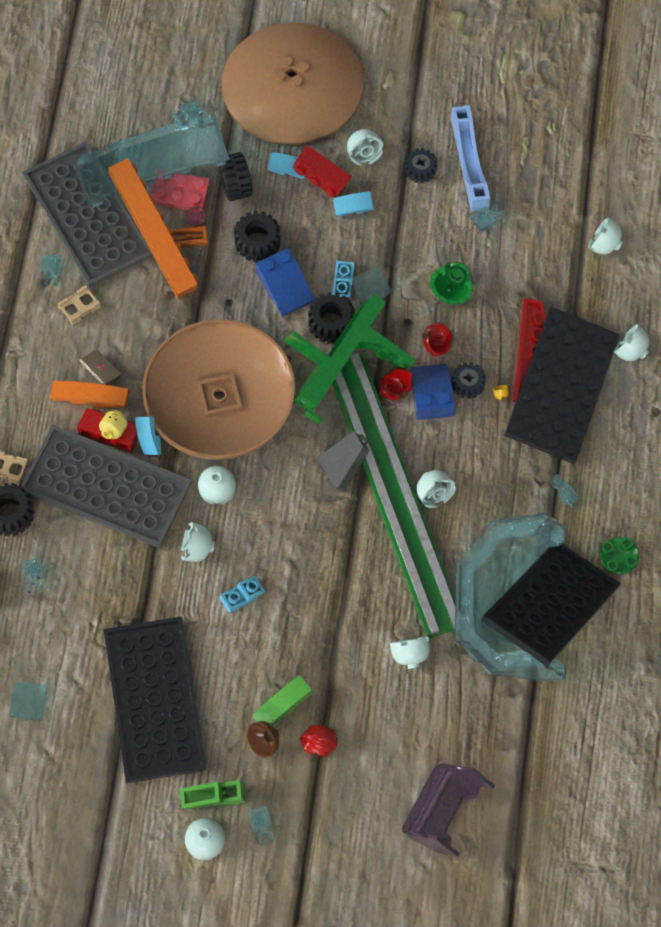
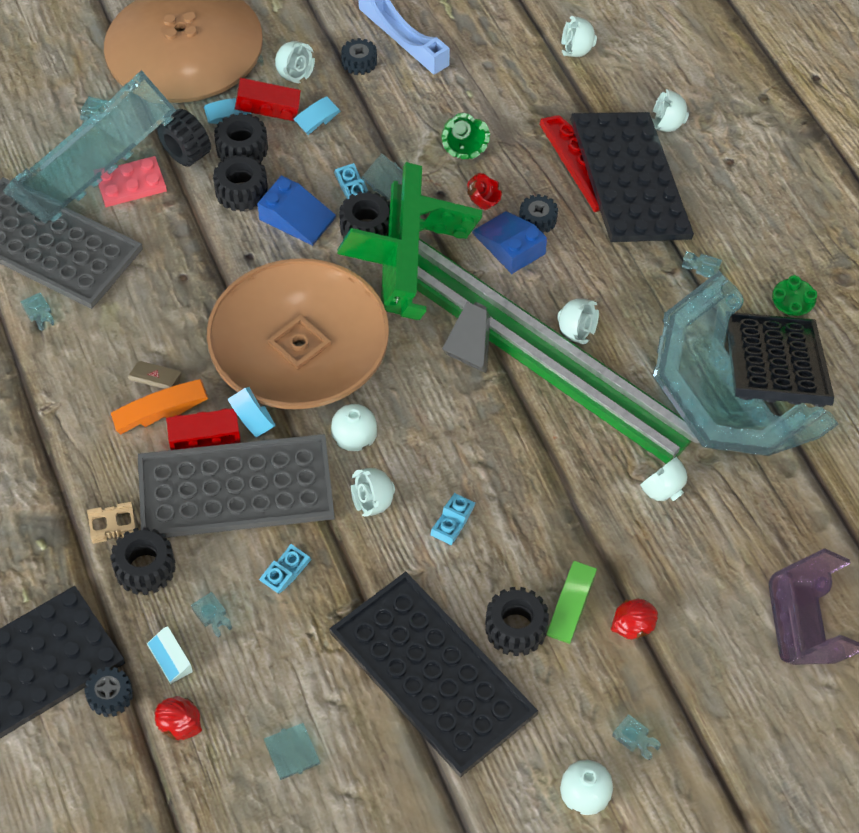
camera: 30 degrees left, 10 degrees down
(83, 309) = (98, 331): tan piece -> none
(101, 569) = (285, 570): none -> medium azure slope
(113, 424) = (209, 415): light yellow head -> none
(153, 228) = (128, 218): orange brick -> none
(190, 240) = (170, 219): orange tile -> none
(196, 215) = (167, 188): clear pink wheel -> none
(213, 795) = (564, 735): bright green slope -> none
(233, 680) = (516, 603): none -> black tyre
(259, 739) = (575, 655): reddish brown piece -> none
(280, 186) = (240, 136): none -> black tyre
(396, 384) = (473, 247): red hair -> none
(486, 218) = (453, 73): clear light blue plate -> none
(501, 391) = (577, 210): yellow hinge -> none

